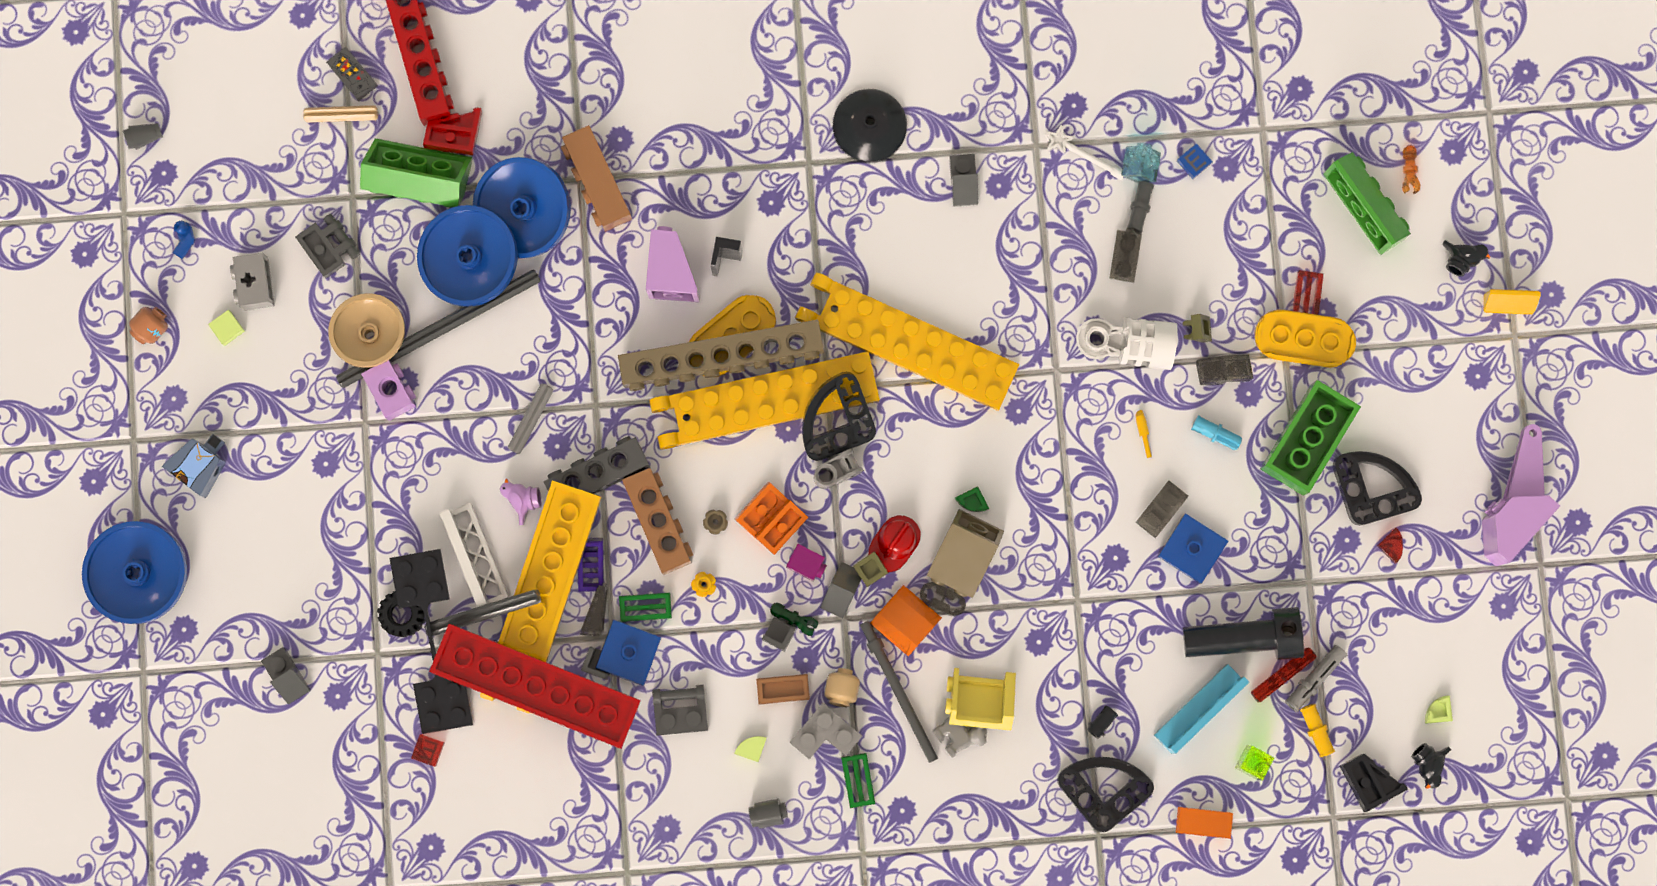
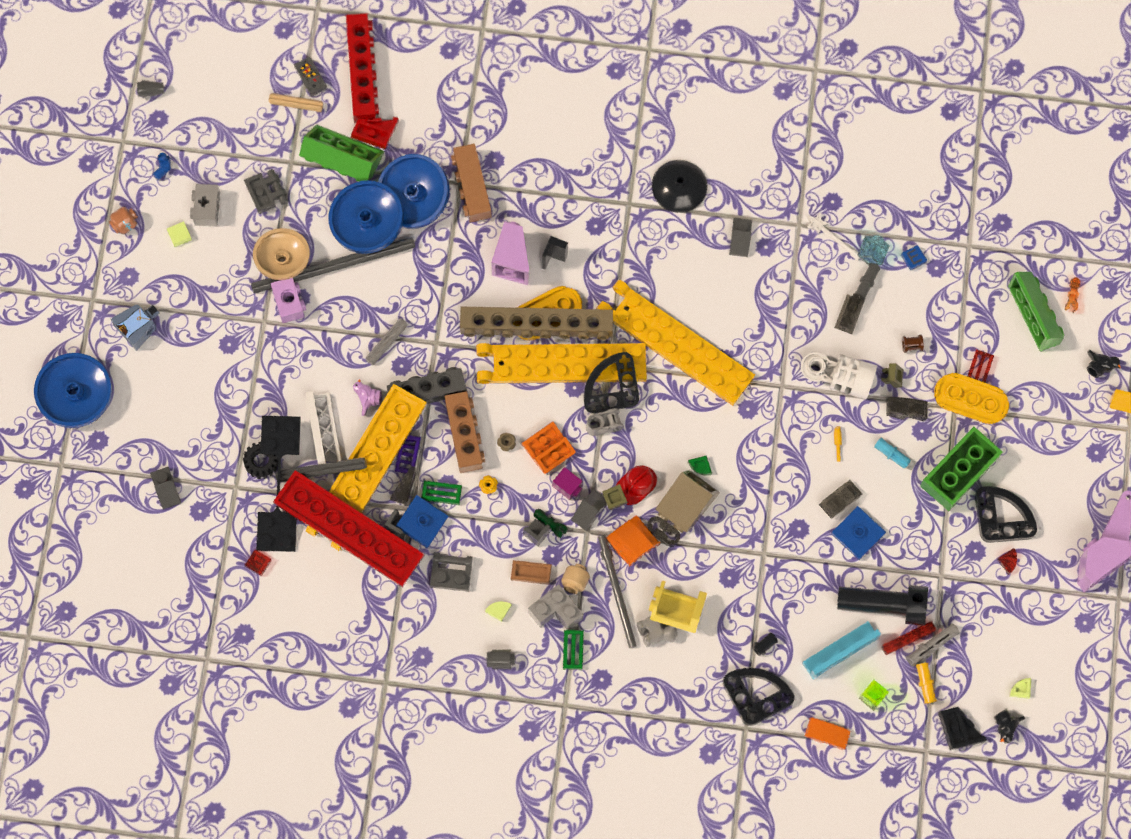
camera: 10 degrees right, 10 degrees down
(1215, 279) = (912, 343): none -> reddish brown bush

